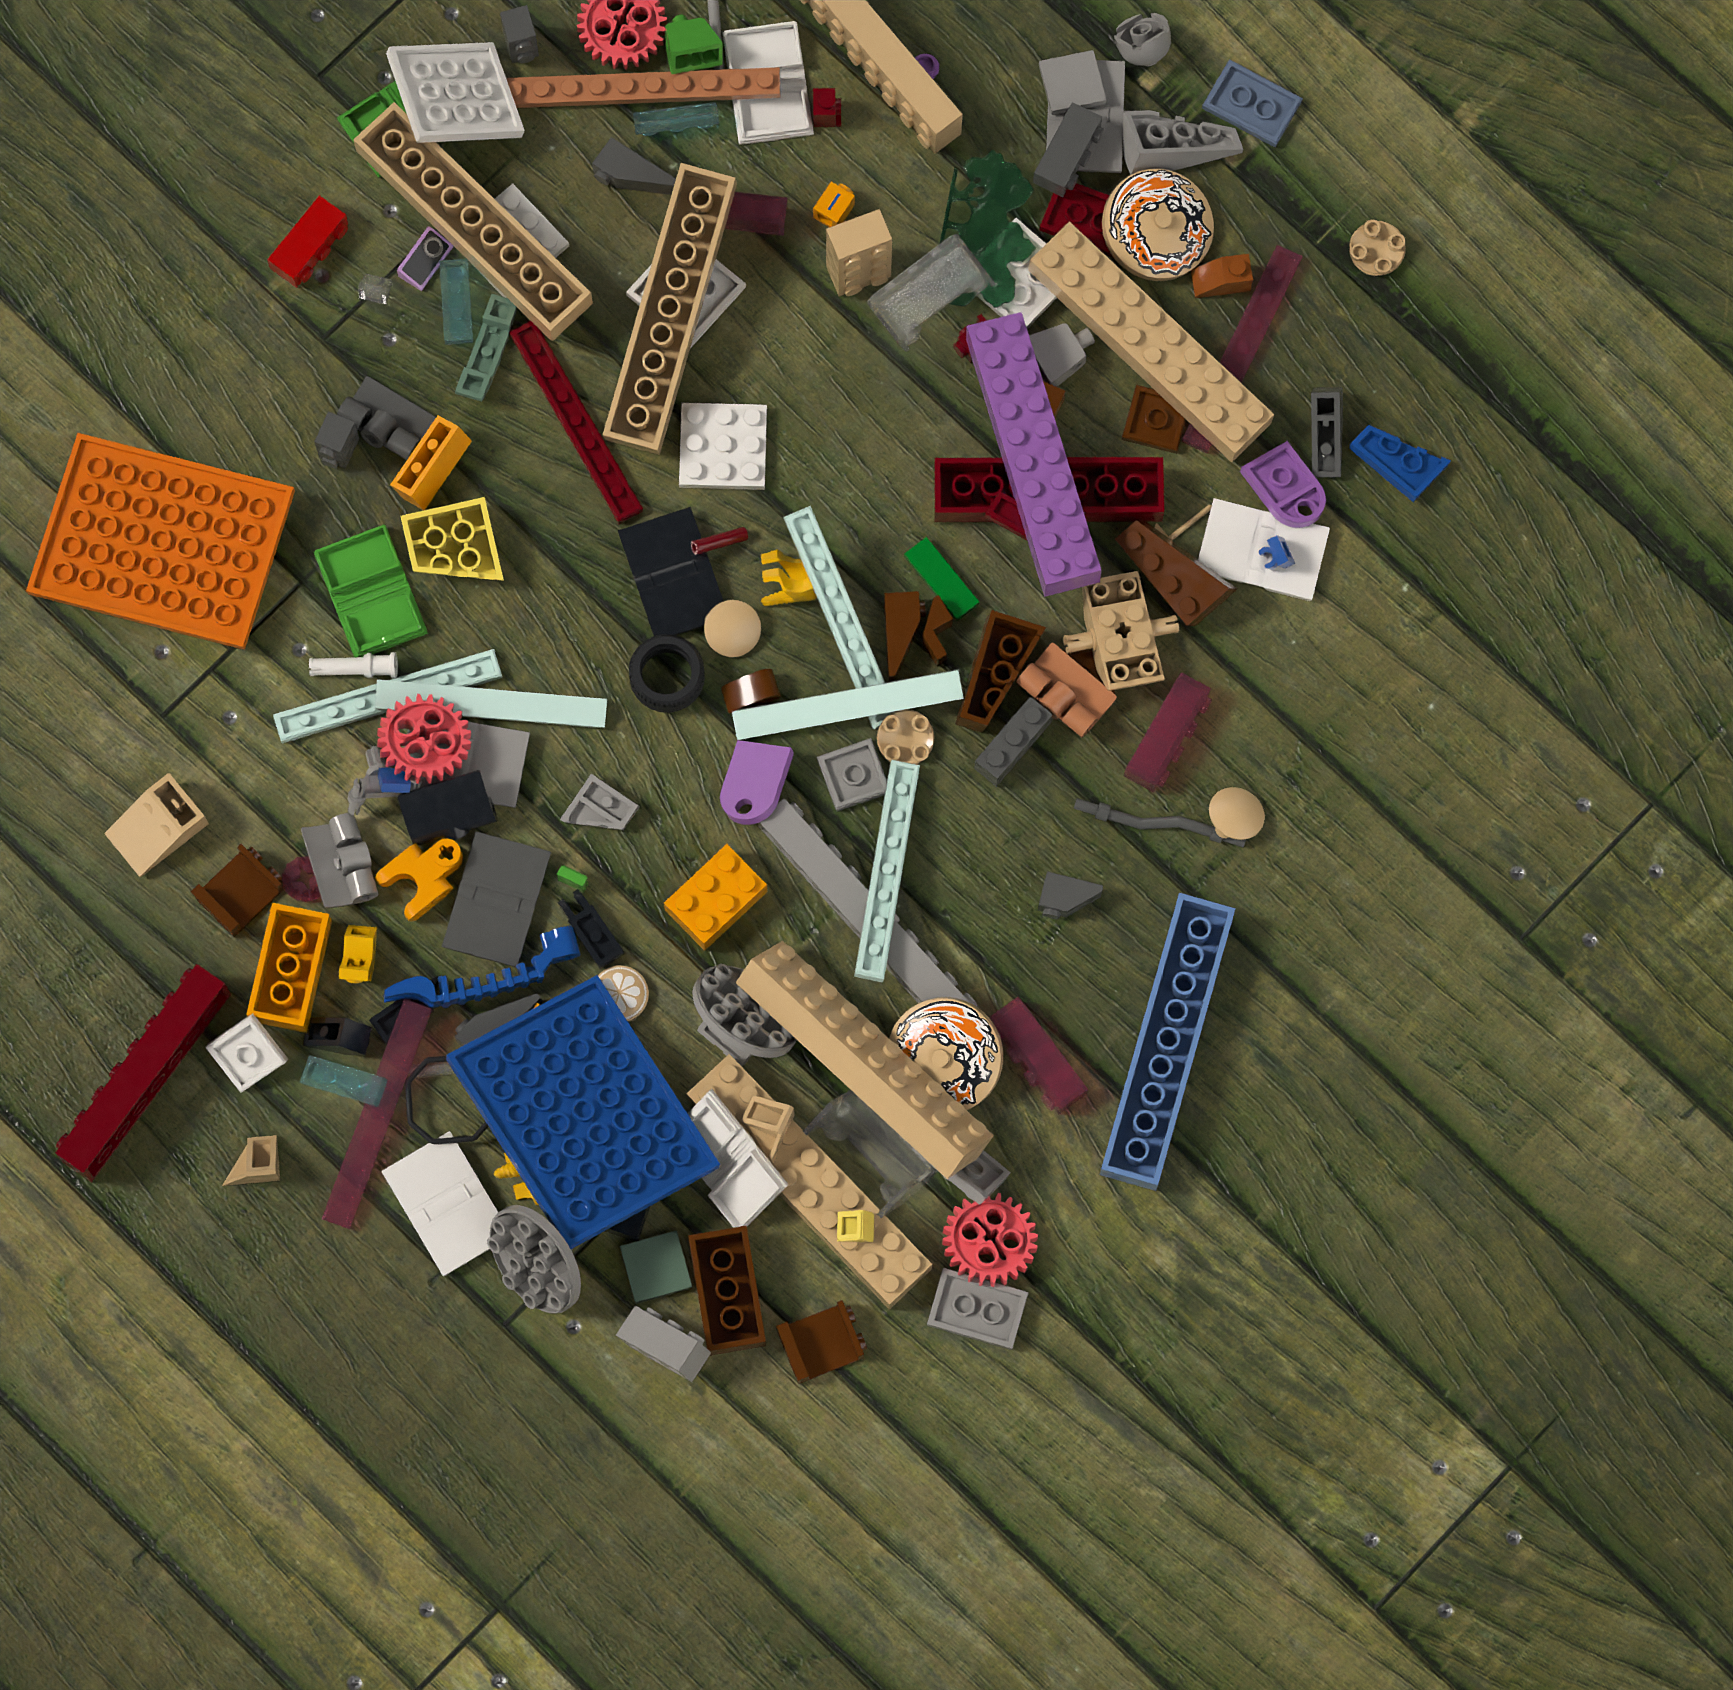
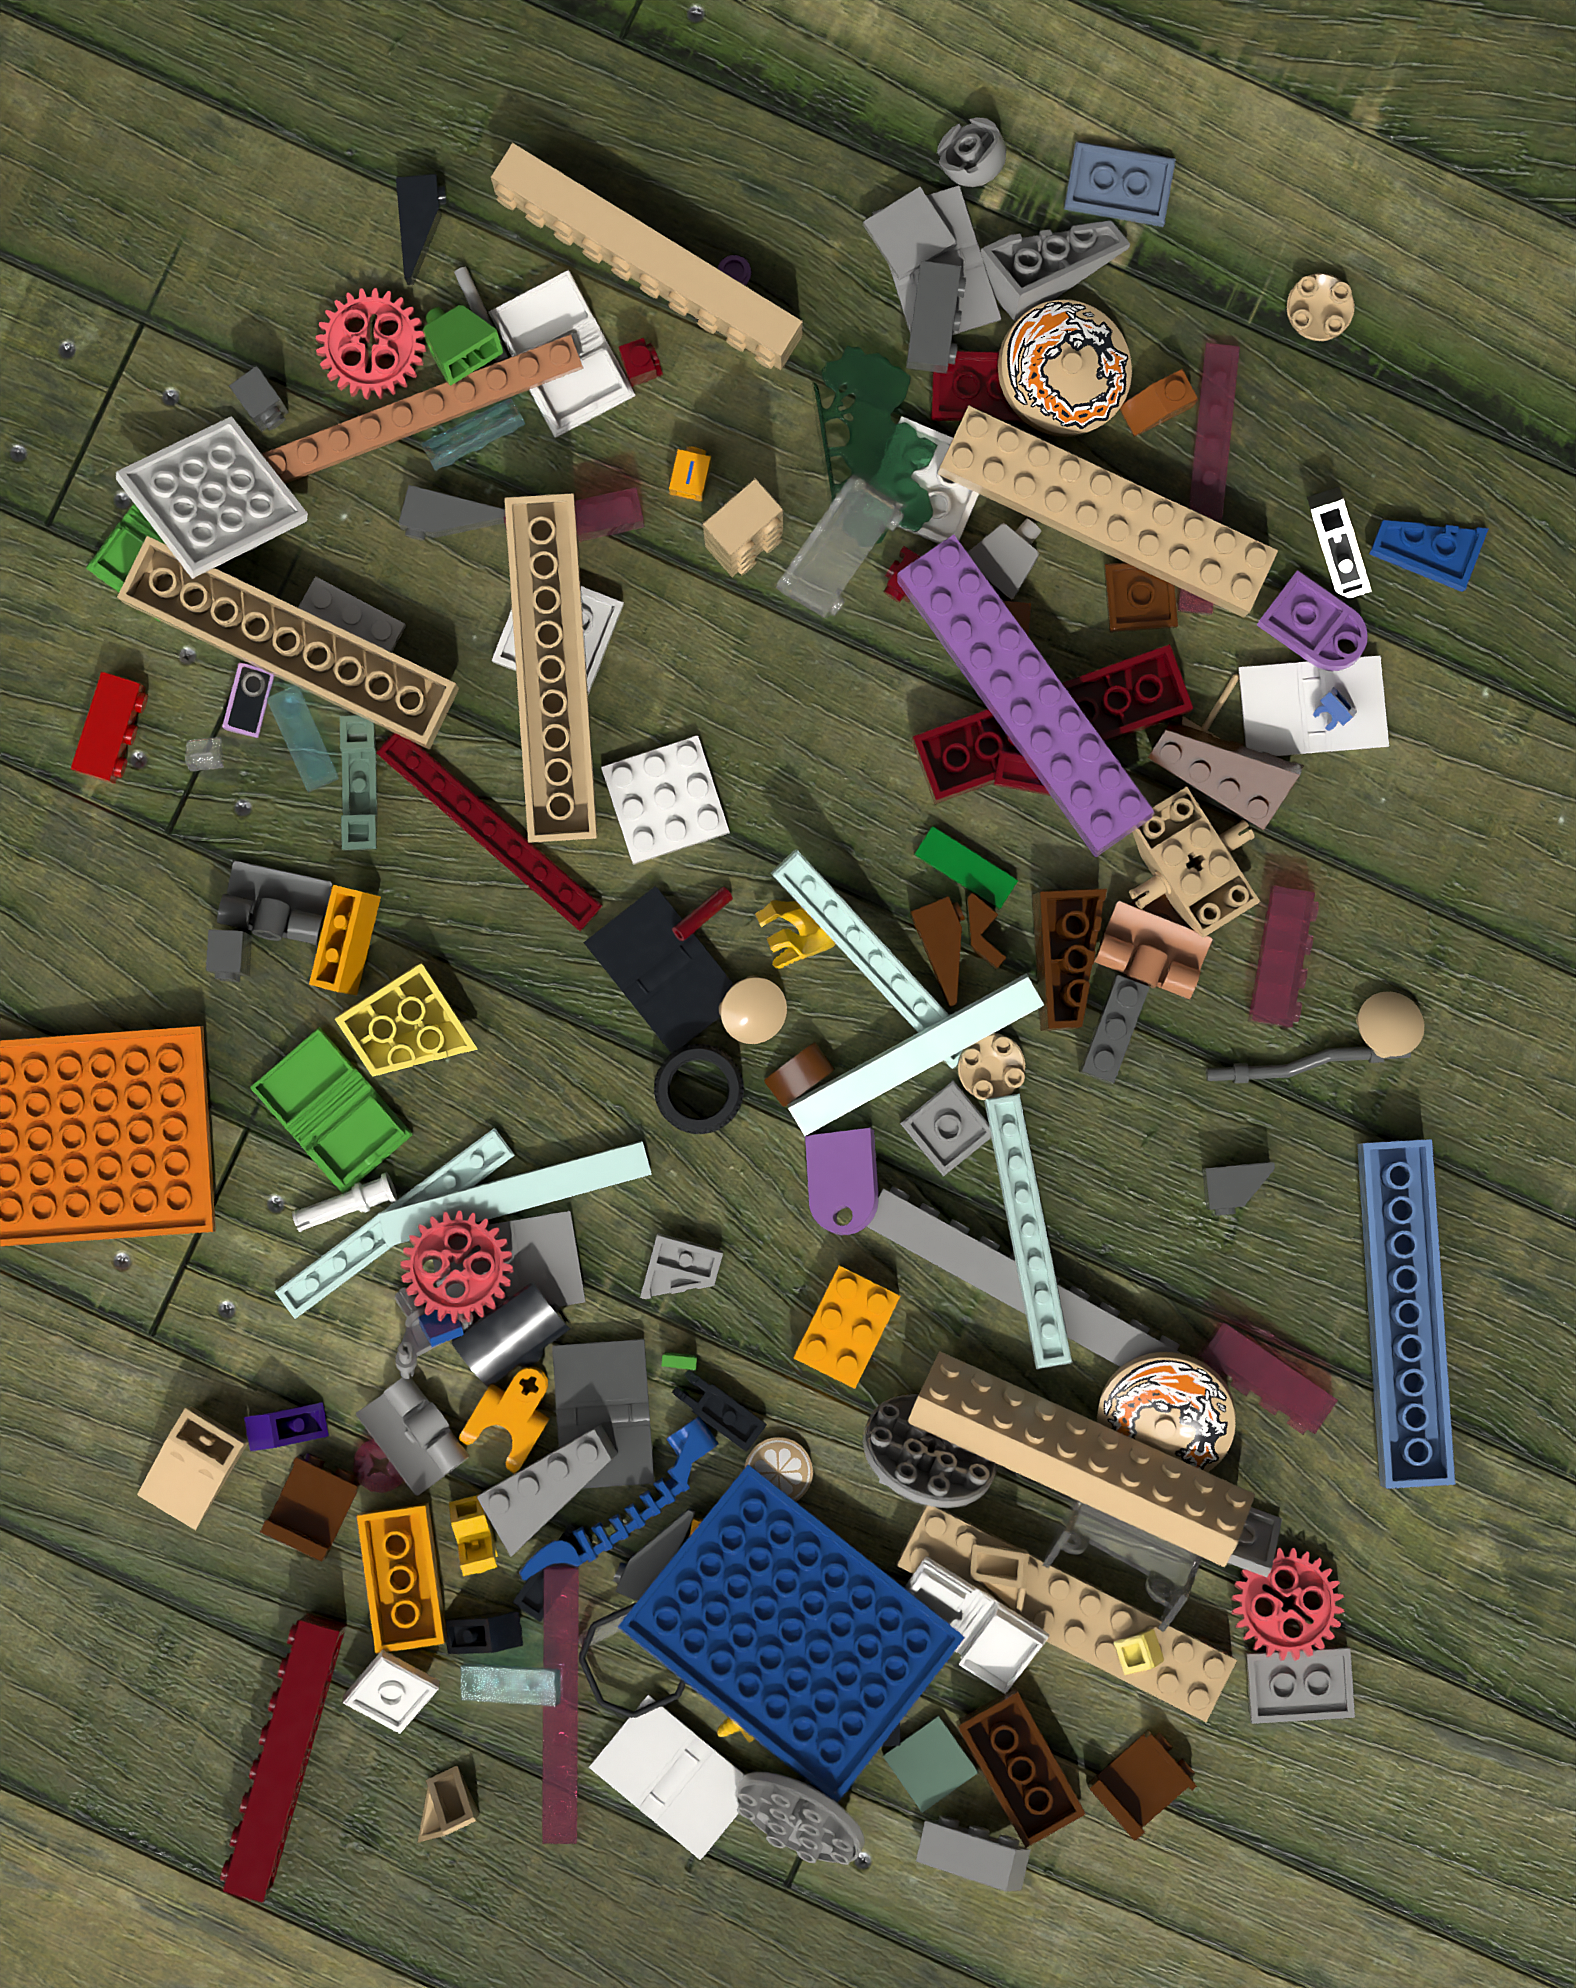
camera: 20 degrees left, 10 degrees up
(242, 820) = (286, 1427): none -> dark purple slope
(430, 936) = (539, 1491): none -> light grey wedge

